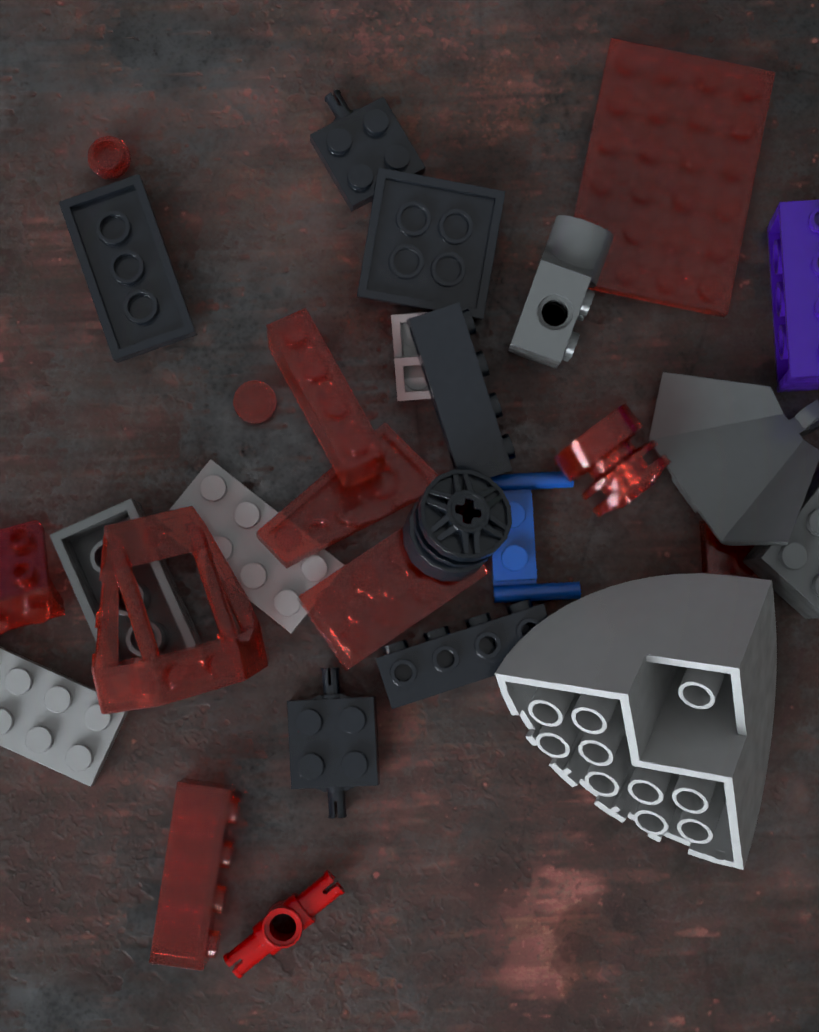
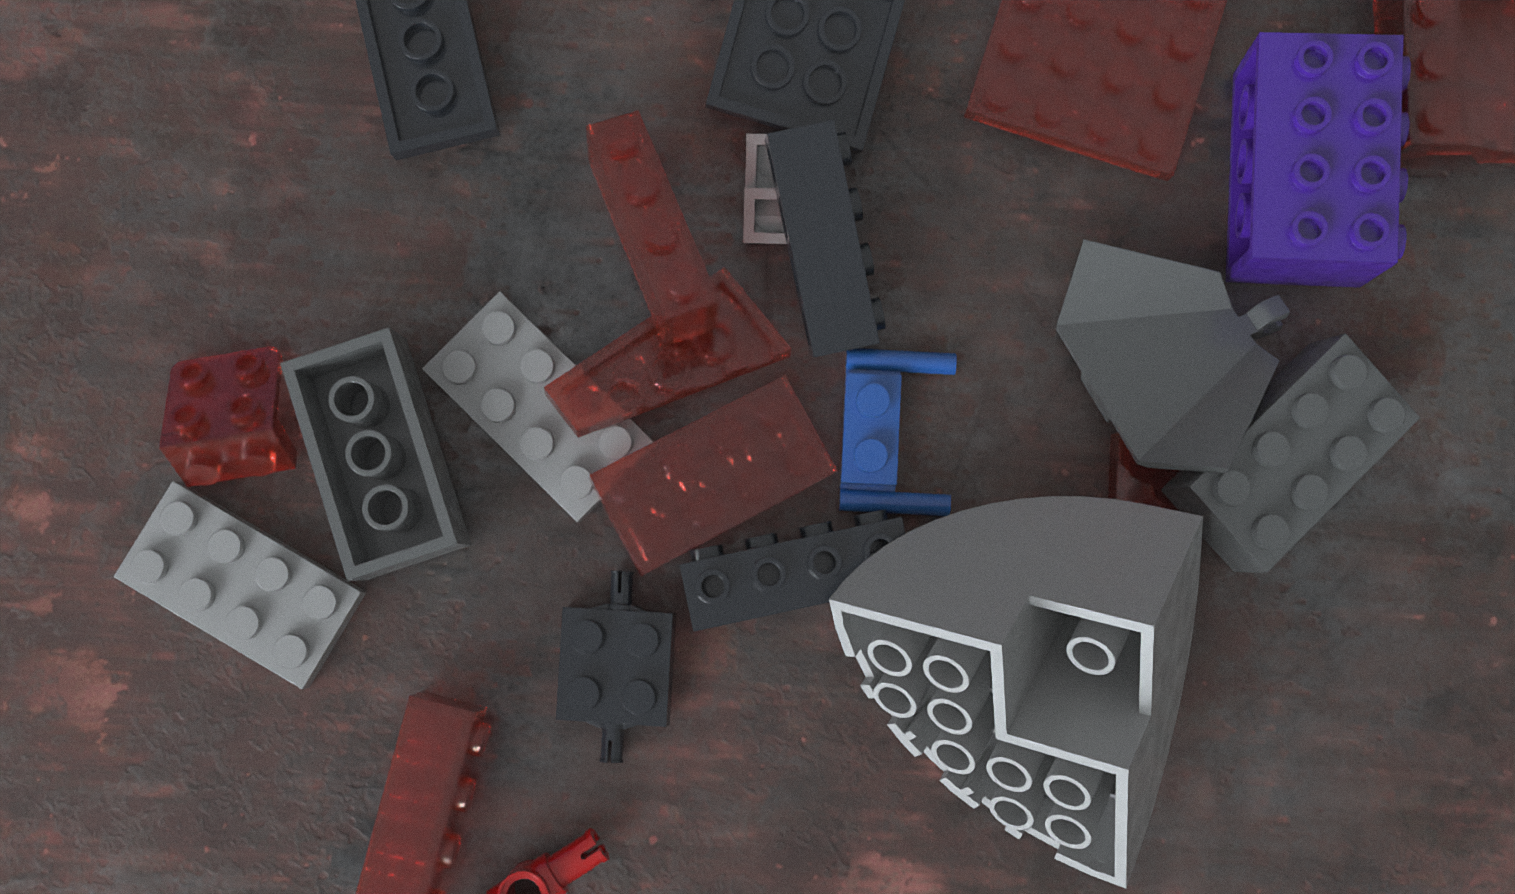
camera: 10 degrees right, 0 degrees up
(185, 672) = (428, 556): clear red windscreen -> none
(254, 401) = (563, 225): clear red plate -> none
(456, 525) = (801, 404): black wheel -> none
(566, 270) = (966, 115): dark grey brick -> none
(612, 461) = (1008, 343): clear red wheel -> none

